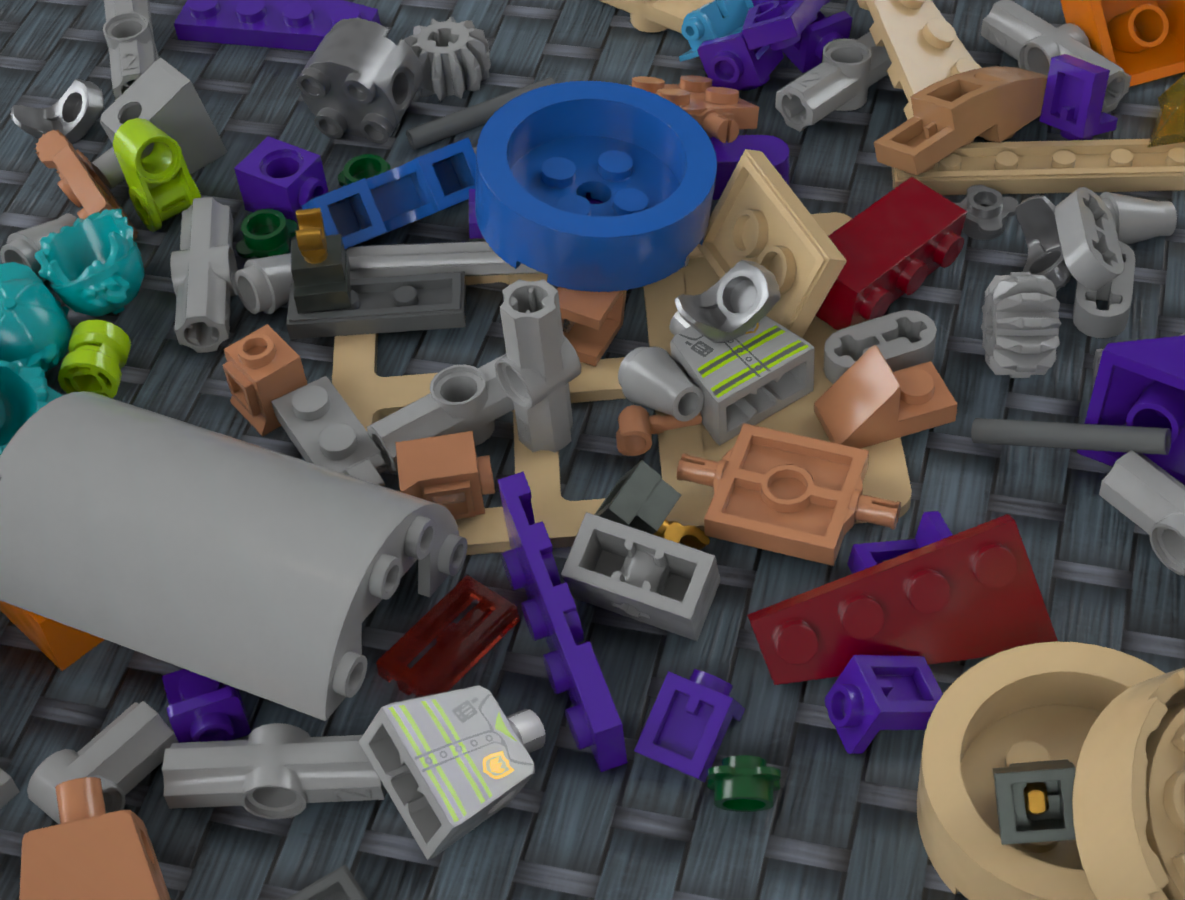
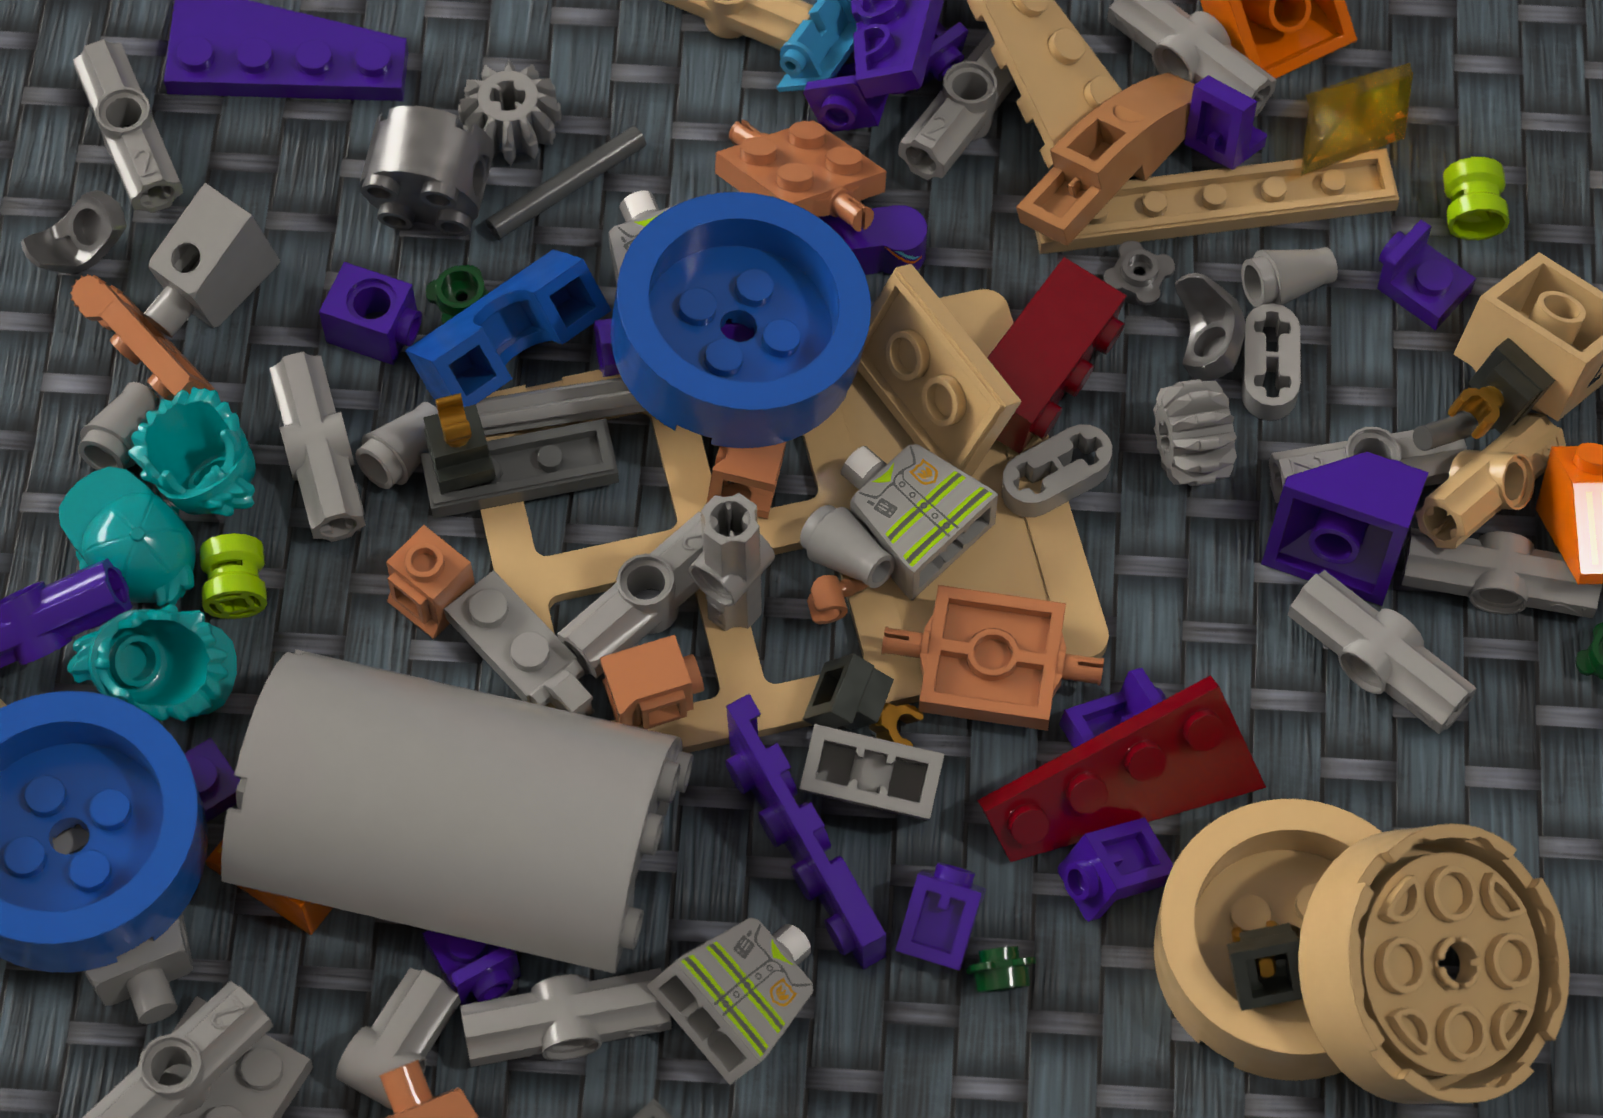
camera: 15 degrees left, 15 degrees up
(159, 182) = (226, 324): lime piece -> none
(266, 234) = (365, 370): dark green plate -> none
(456, 647) = (663, 900): clear red tile -> none
(732, 303) = (910, 458): flat silver hair -> none
(880, 405) = (1069, 538): nougat slope -> none
(1071, 436) = (1255, 557): dark grey piece -> none
(1088, 239) = (1253, 320): light grey beam -> none

